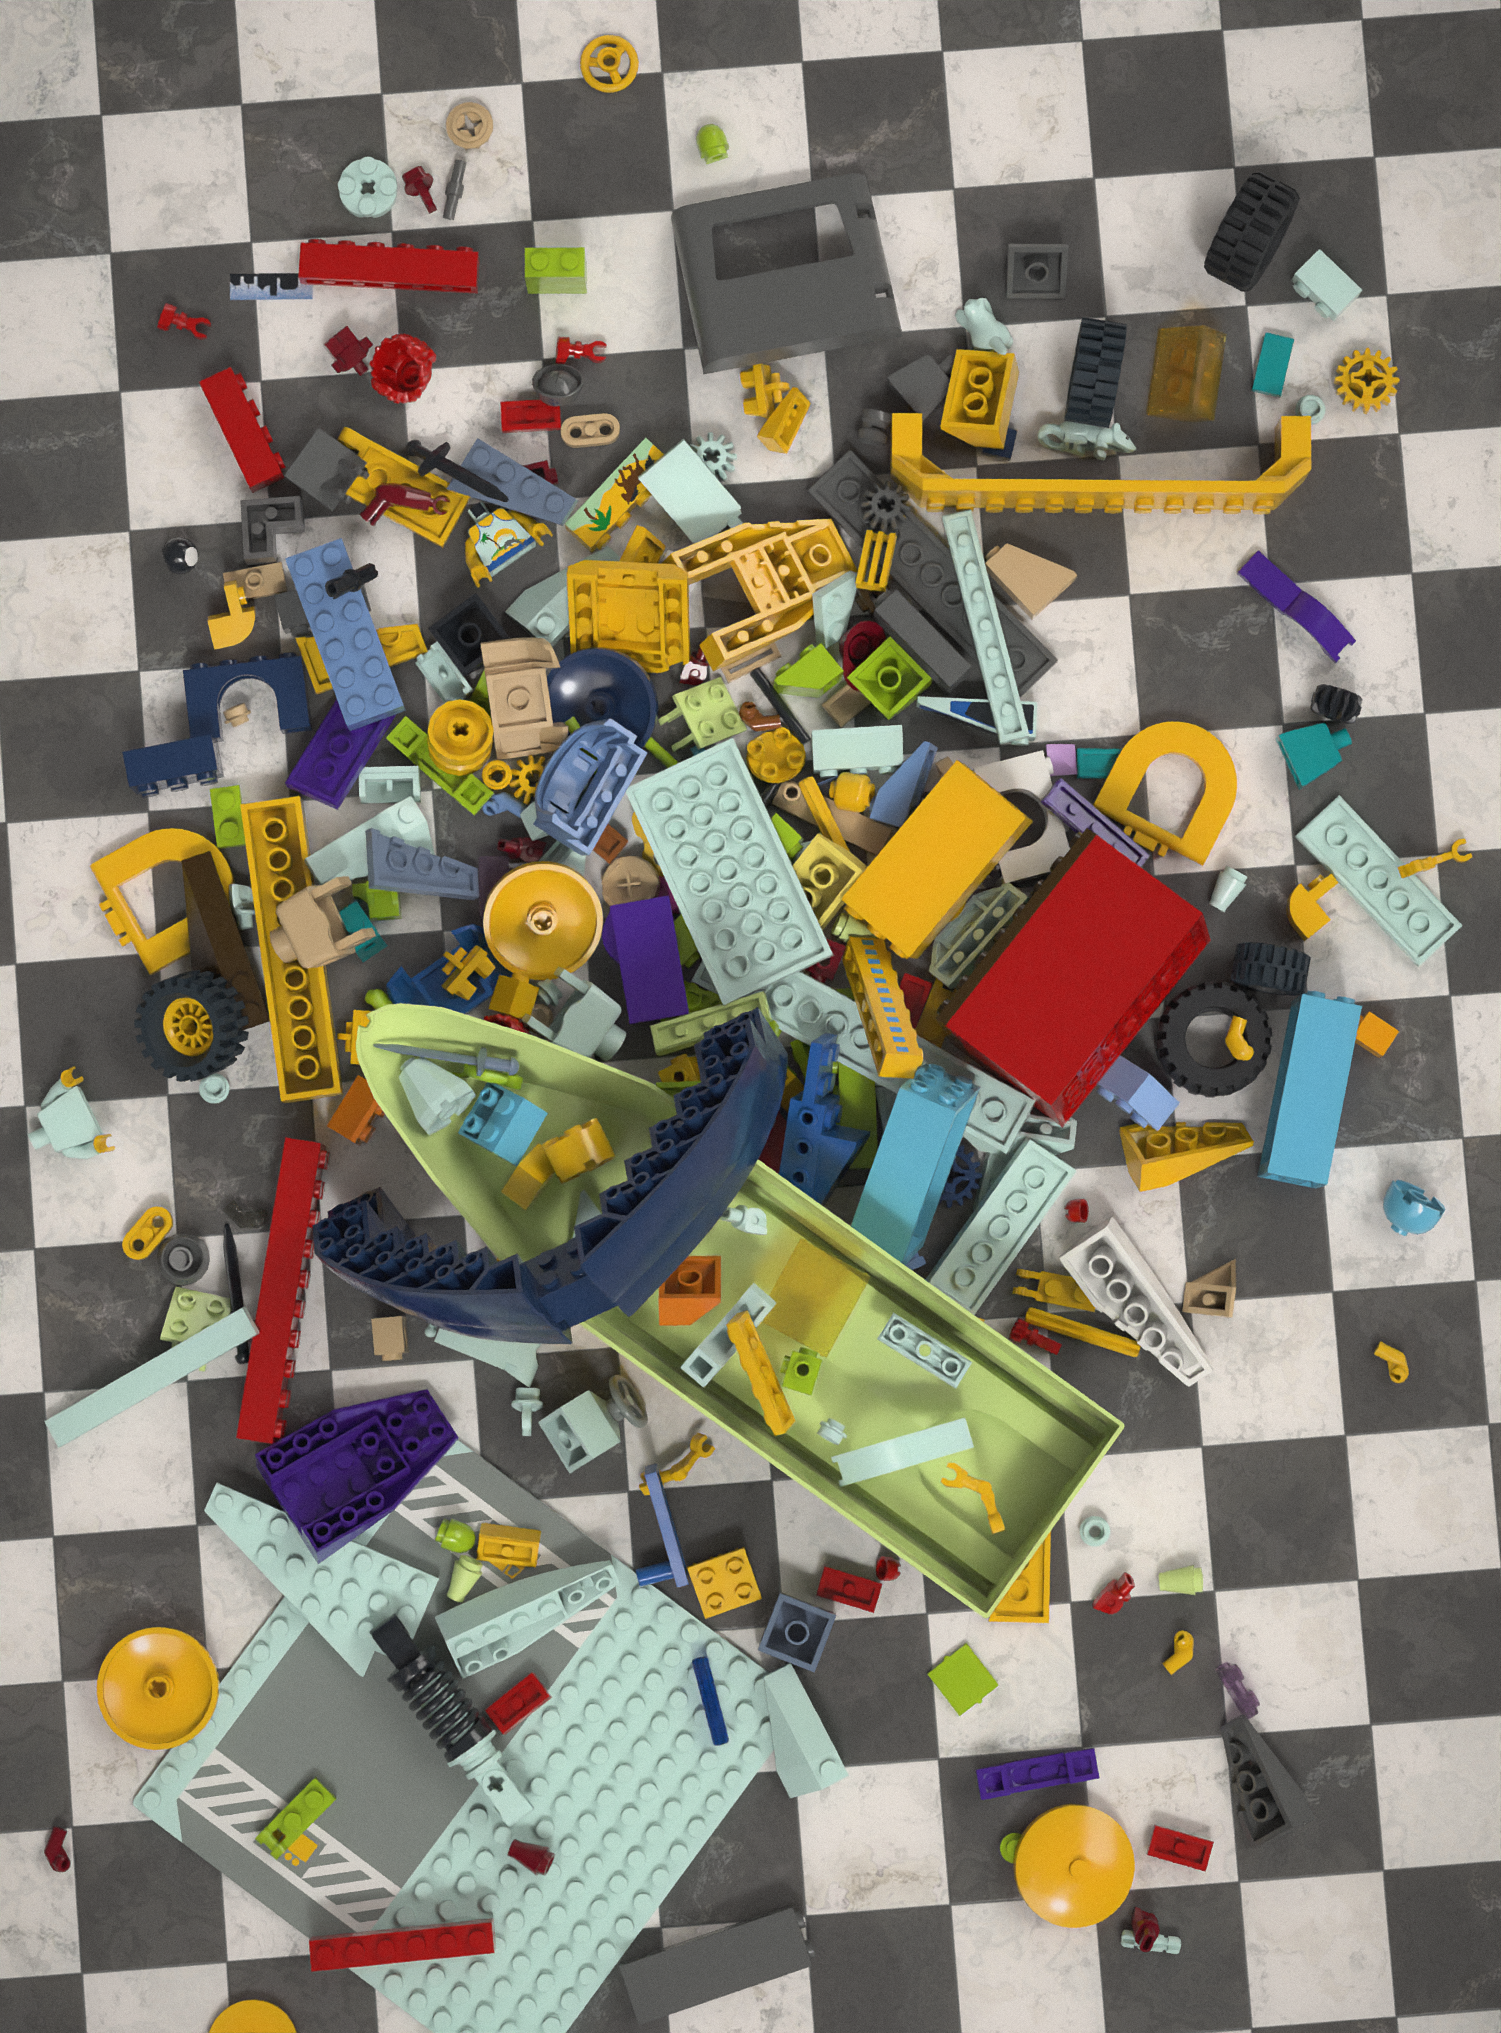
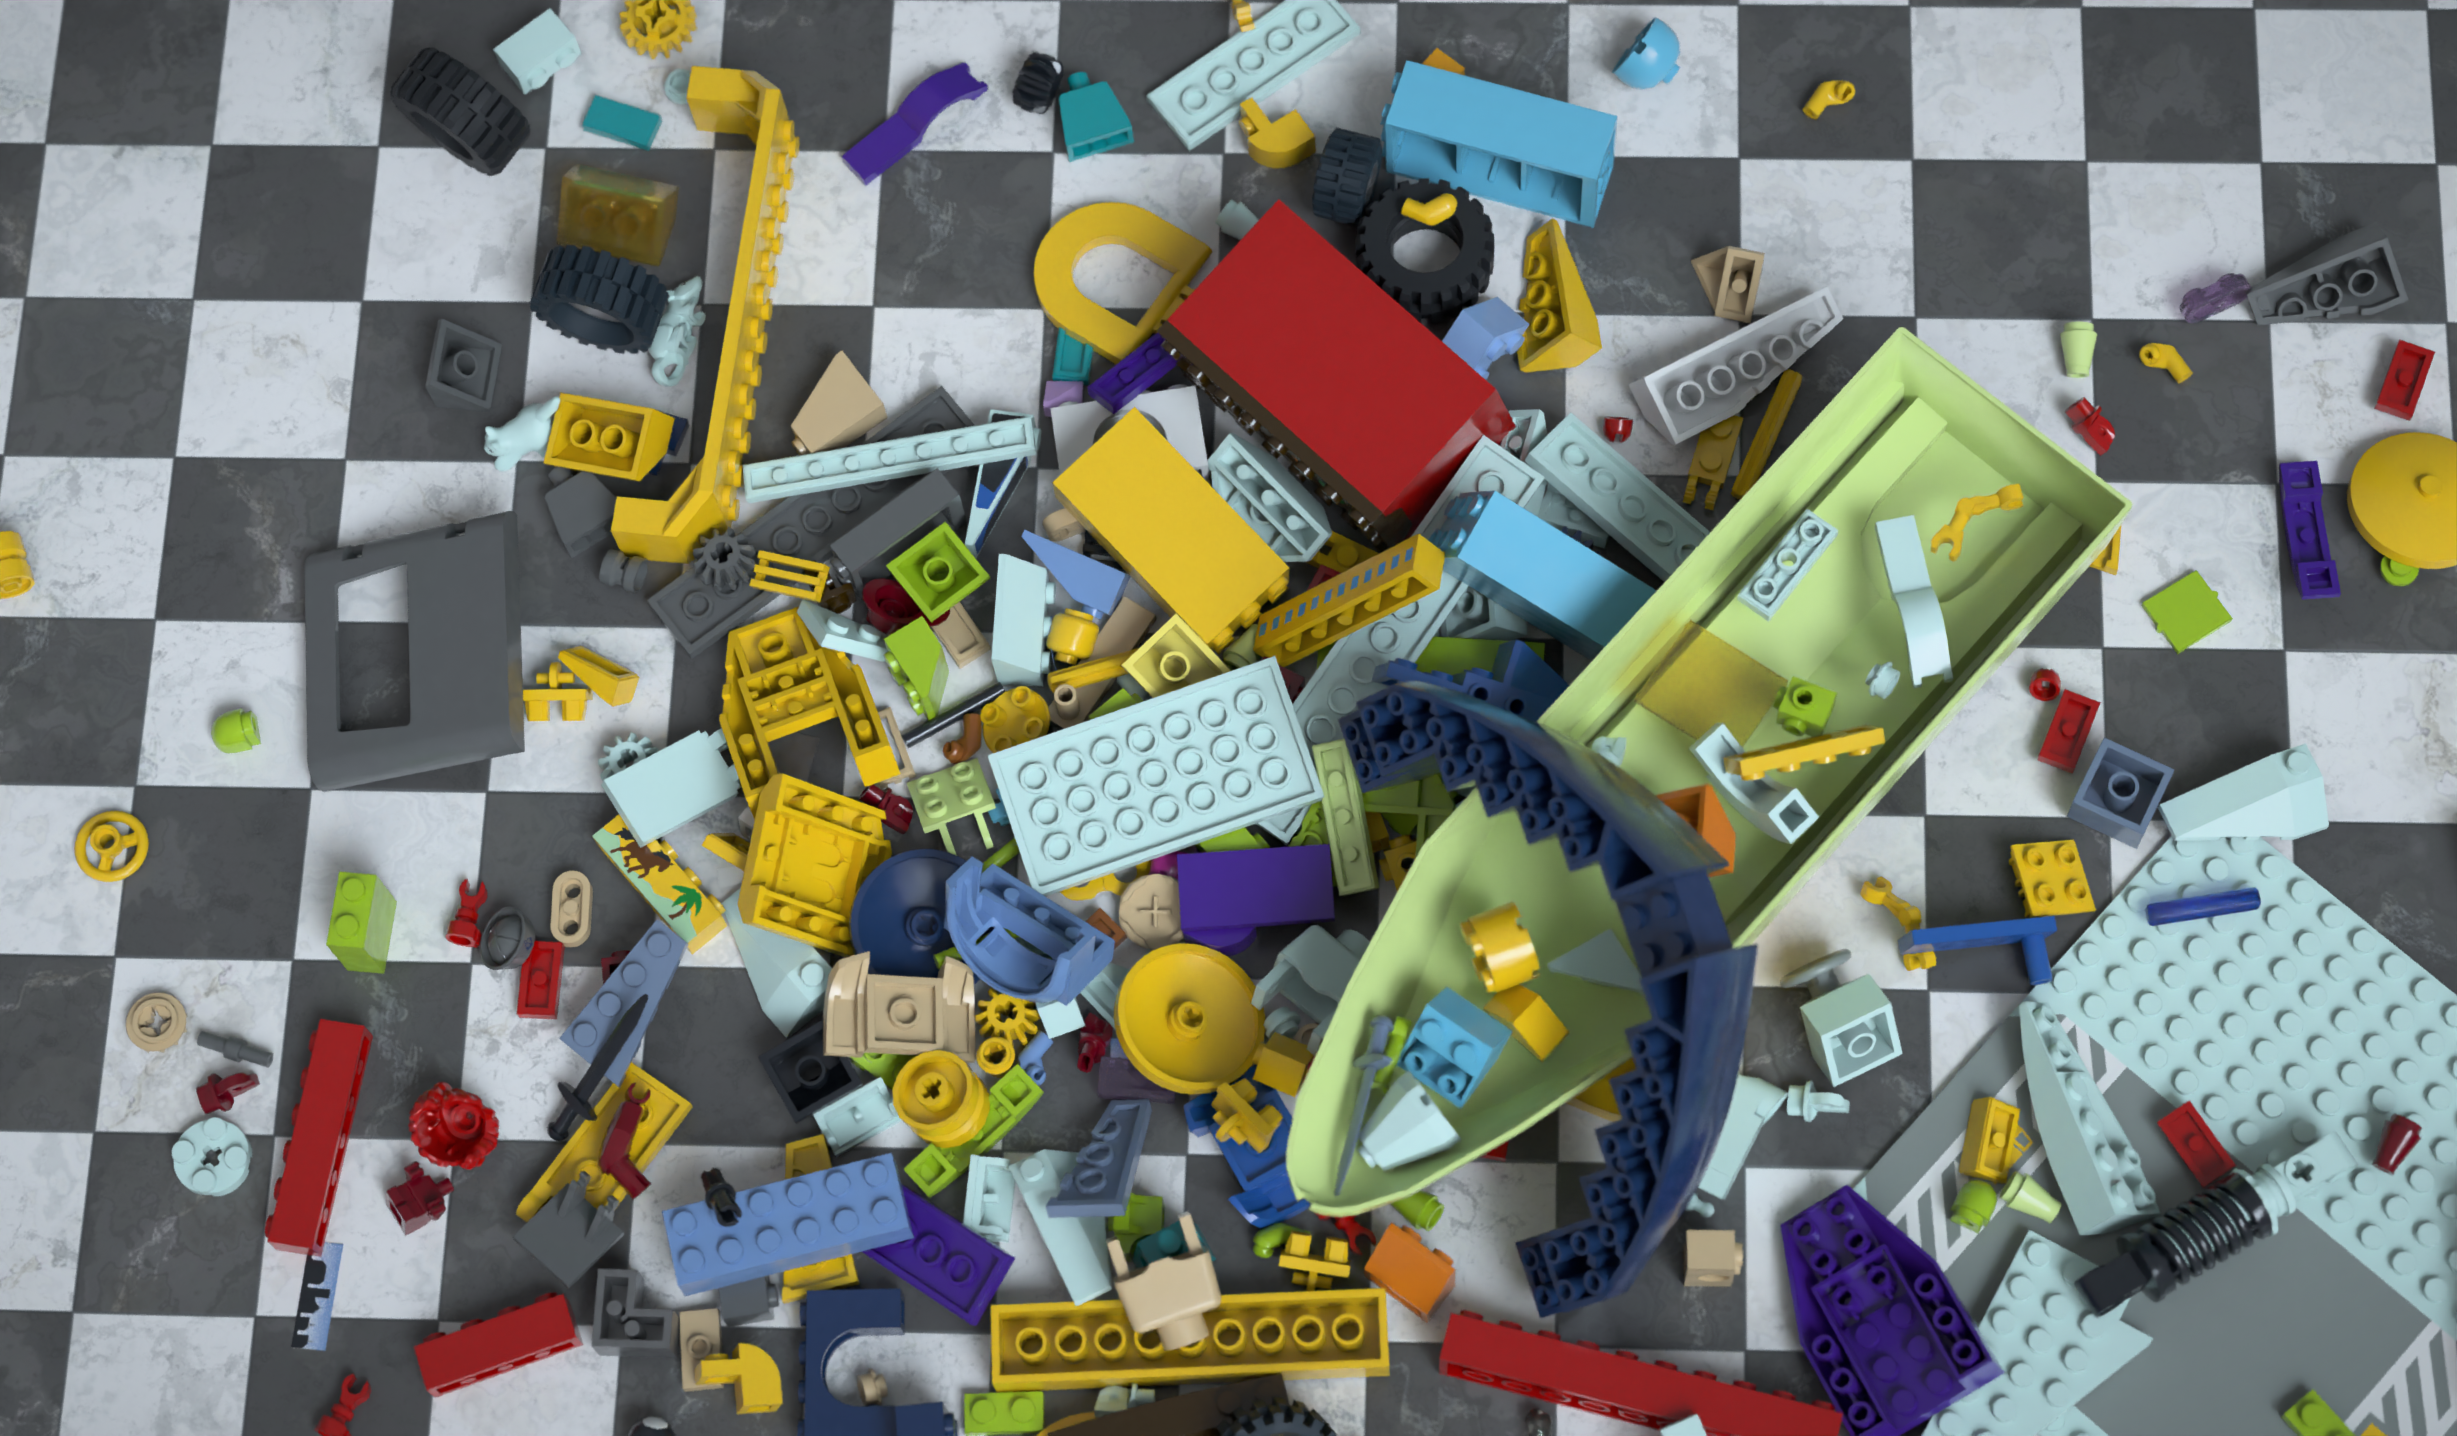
camera: 75 degrees left, 15 degrees down
(499, 540) = (693, 1029): torso -> none

